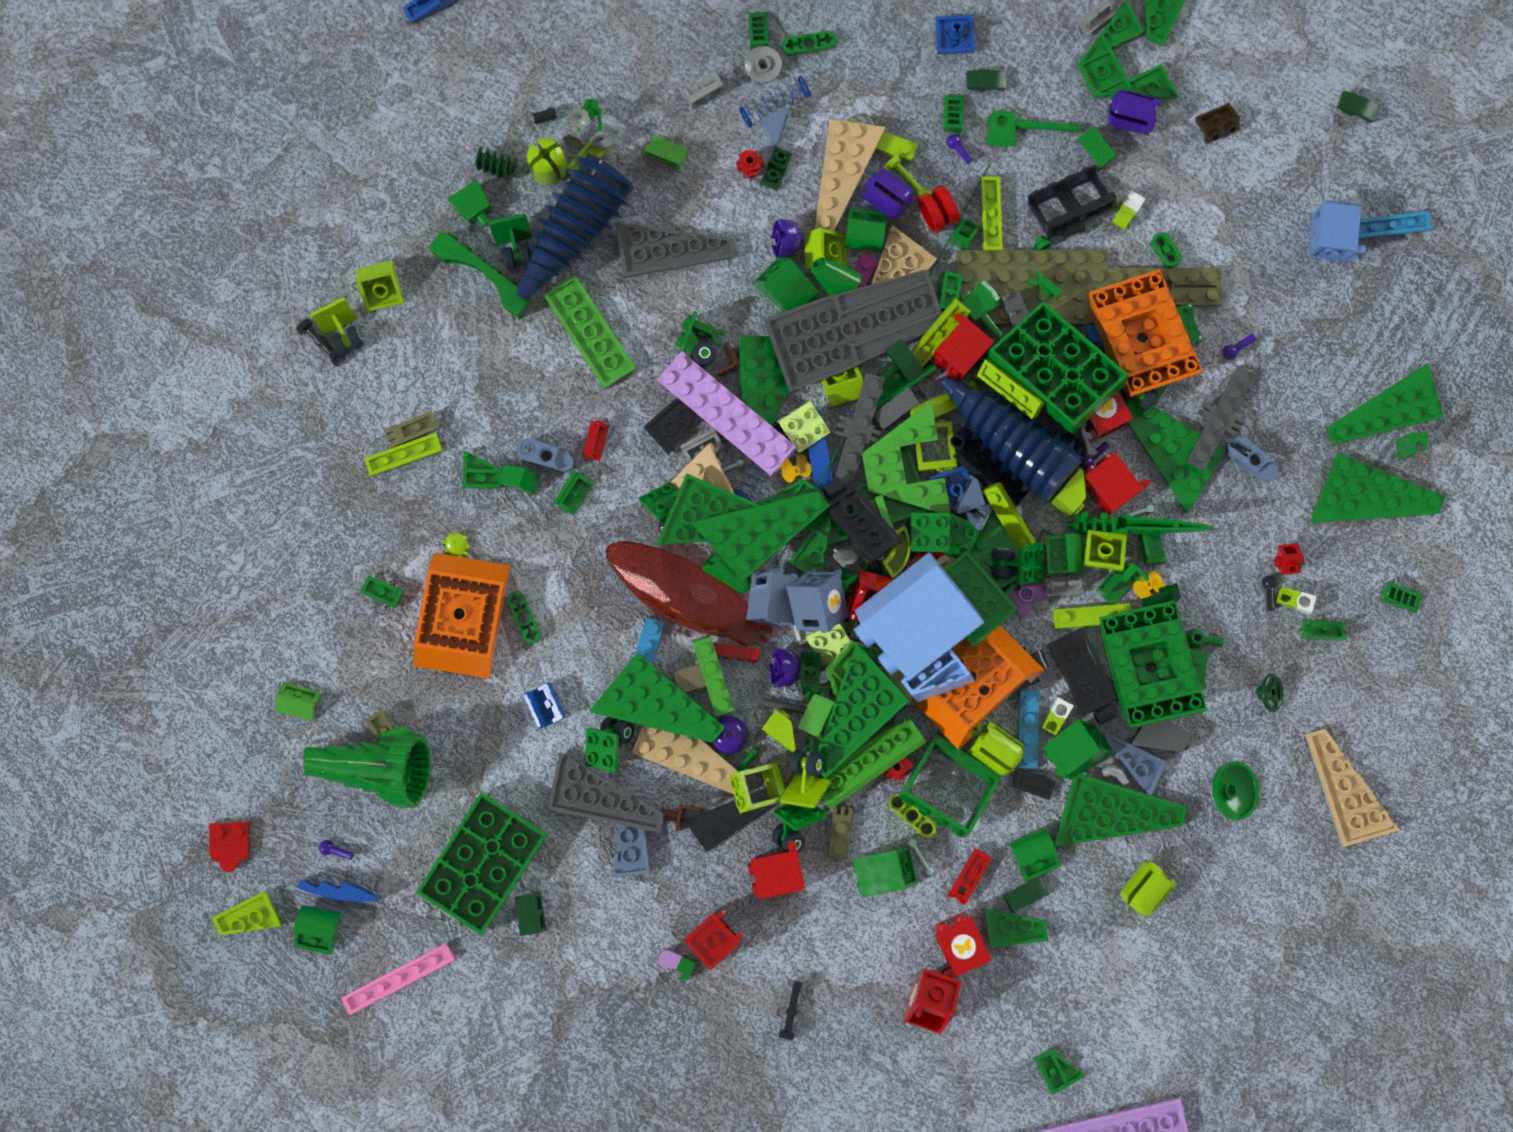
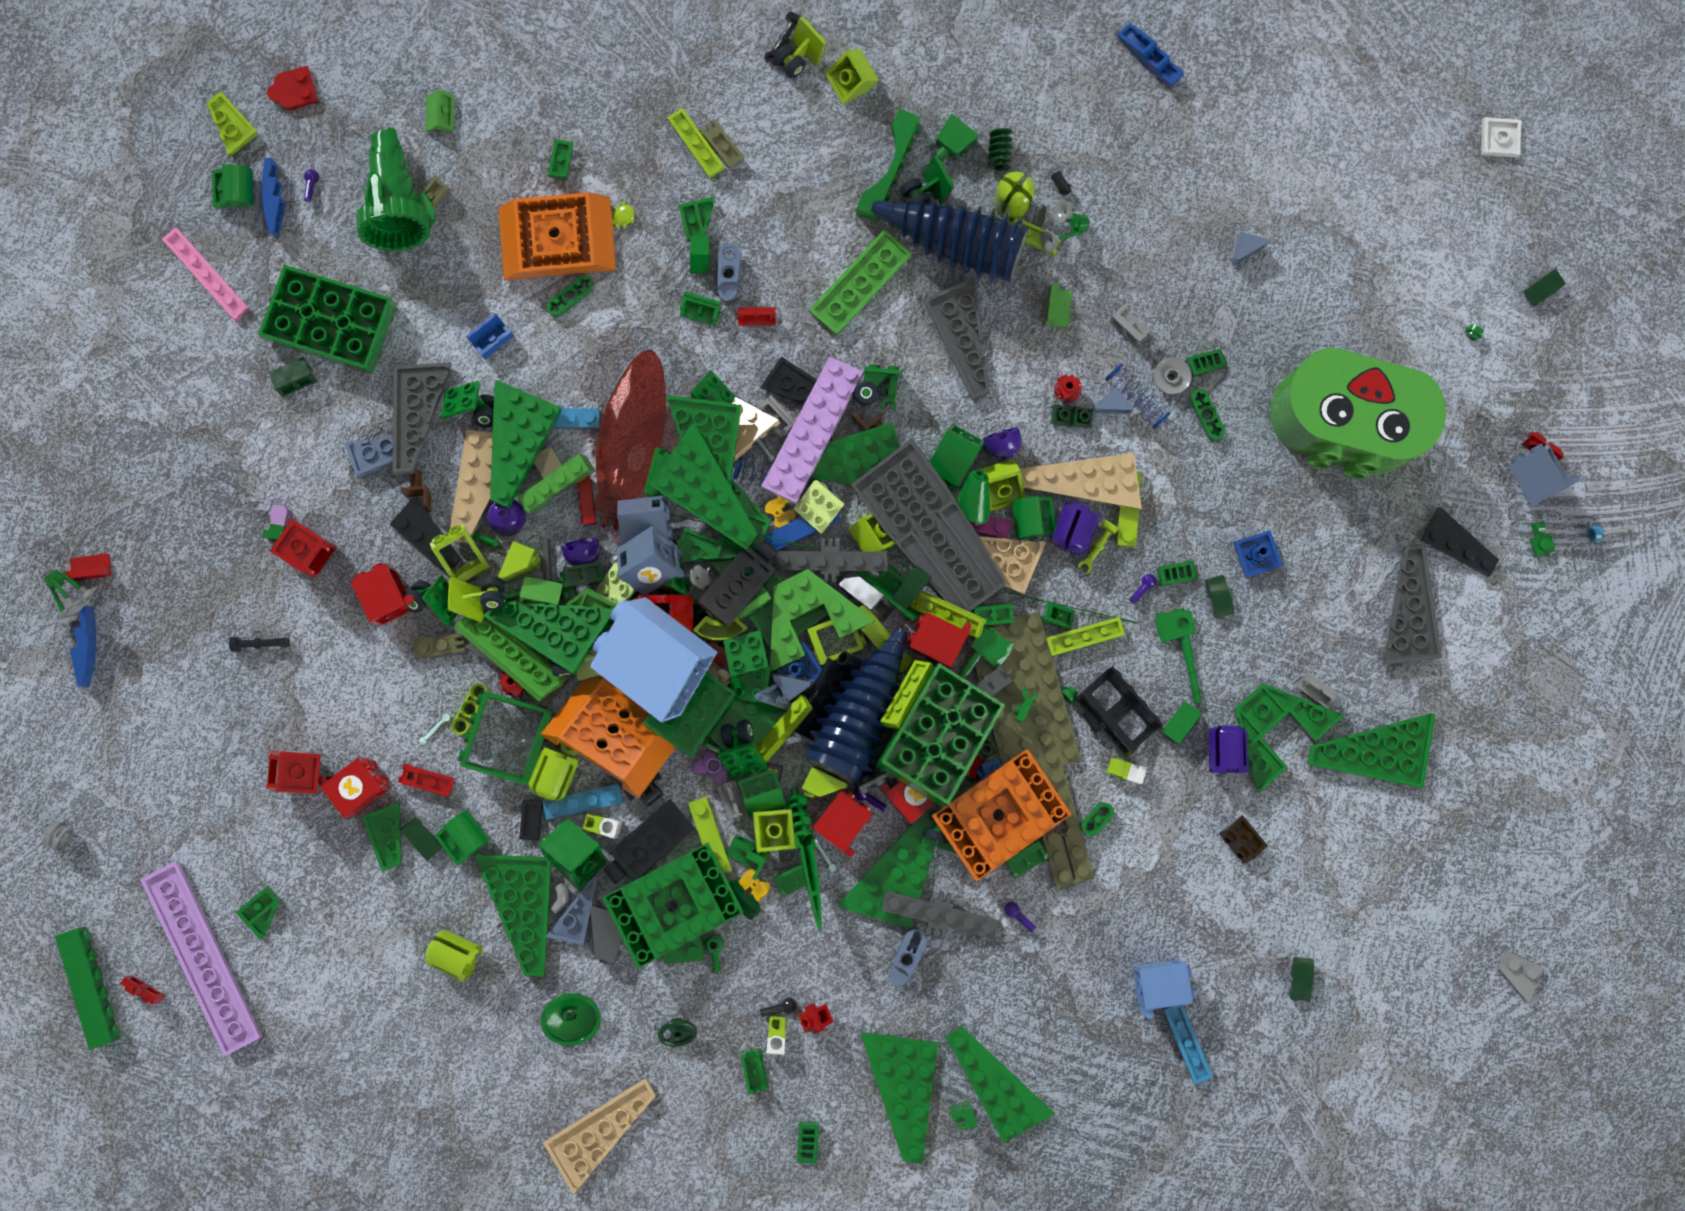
camera: 70 degrees right, 0 degrees up
(885, 871) = (410, 698): green slope -> none
(938, 209) = (1073, 582): red wheel -> none
(939, 677) = (604, 698): light blue wedge -> none

